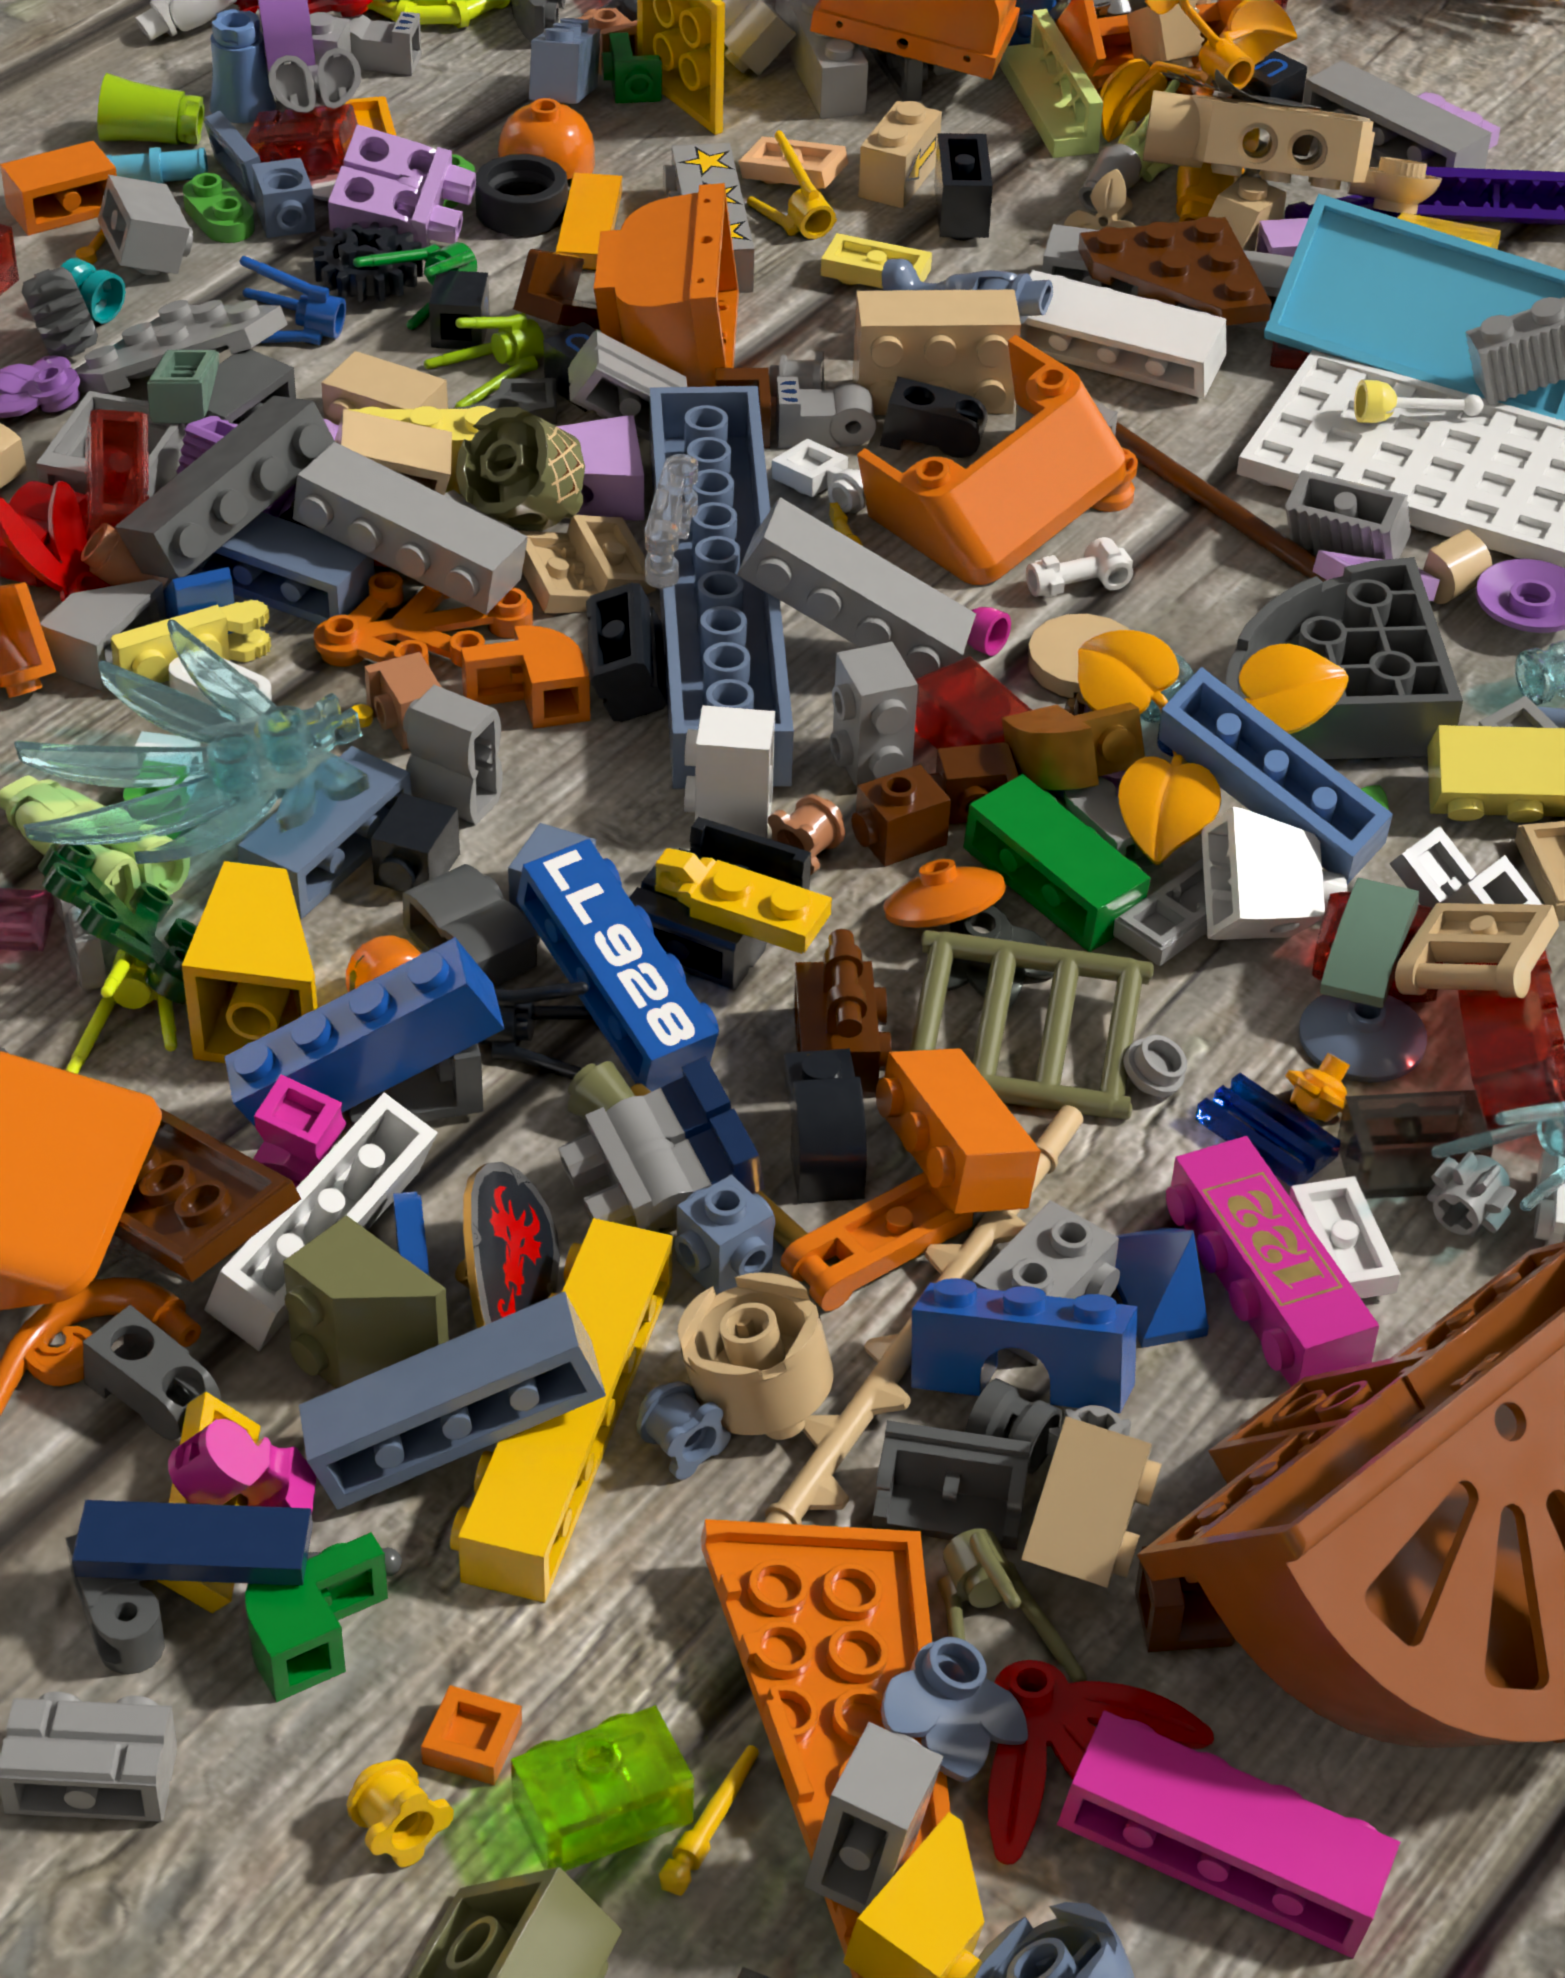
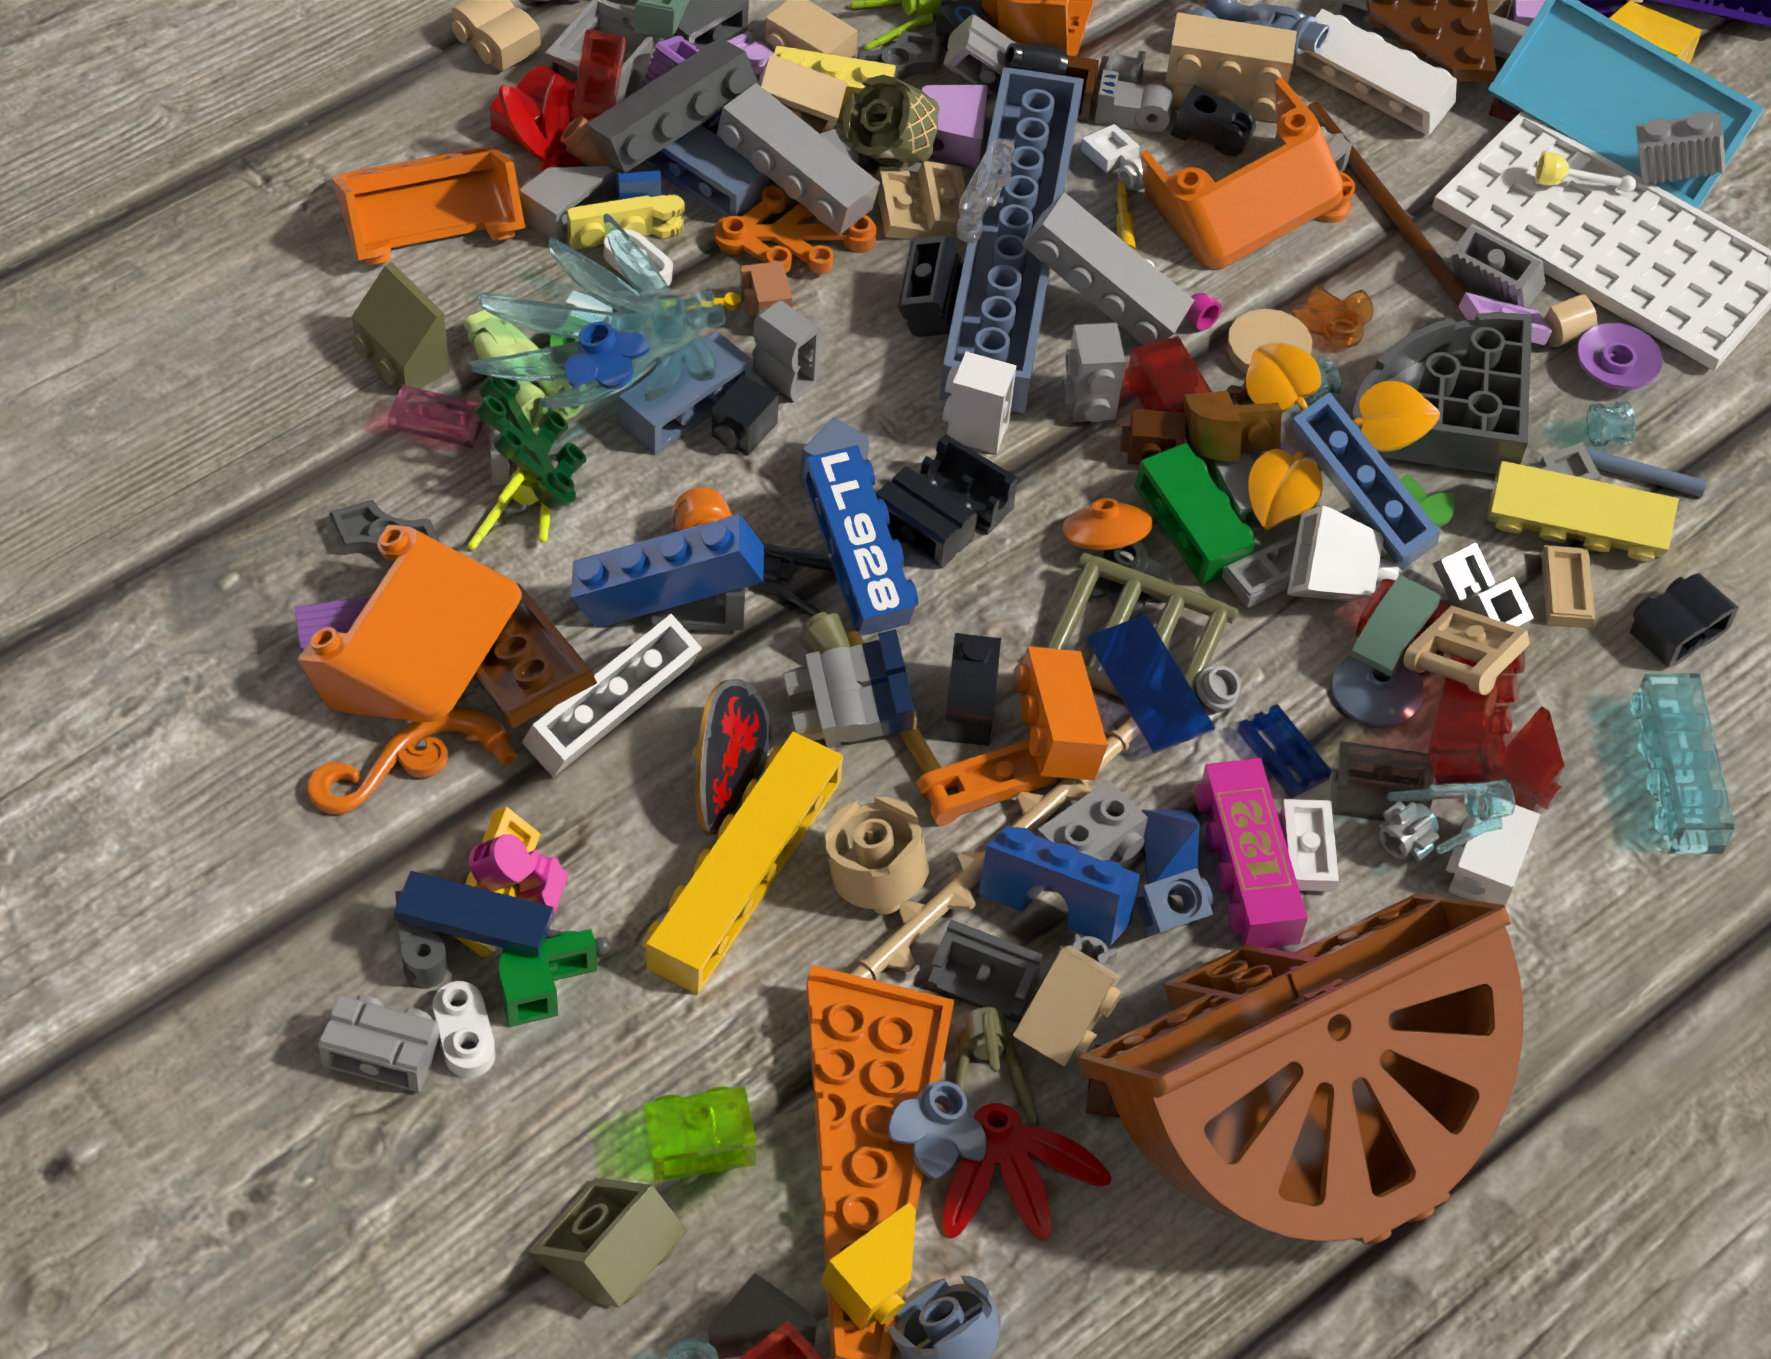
camera: 10 degrees right, 10 degrees up
(146, 1371) = (473, 781): dark grey leg -> none
(206, 1711) = (462, 1026): none -> white plate
(209, 793) = (605, 356): none -> blue plate
(246, 962) = (602, 492): yellow slope -> none
(296, 1128) = (606, 629): dark pink leg -> none
(358, 1305) = (622, 772): olive slope -> none
(396, 1811) = (565, 1120): yellow brick -> none
(410, 1229) = (668, 728): blue tile -> none
(450, 1401) = (664, 847): sand blue brick -> none
(471, 1735) = (627, 1077): orange tile -> none
(473, 911) = (767, 488): dark grey brick -> none
(538, 668) = (866, 285): orange brick -> none
(682, 1427) = (816, 892): sand blue brick -> none
(689, 370) = (1037, 57): none -> black cone
(694, 1843) = (751, 1181): yellow piece -> none
(724, 1234) = (881, 759): sand blue brick -> none
(743, 899) = (959, 508): yellow hinge -> none
(811, 827) = (1024, 454): nougat brick -> none
(843, 1009) = (1005, 604): reddish brown brick -> none
(872, 1817) = (858, 1195): light grey brick -> none
(901, 815) = (1094, 454): reddish brown brick -> none
(1007, 1415) = (1036, 932): dark grey wheel -> none
(1064, 1076) = (1150, 683): none -> clear blue piece
(1100, 560) = (1306, 269): white bar -> none
(1166, 615) = (1334, 319): none -> clear orange plate
(1167, 1362) = (1155, 911): none -> sand blue brick
(1229, 1833) = (1094, 1250): dark pink brick -> none
(1320, 1090) = (1329, 729): light orange plant -> none

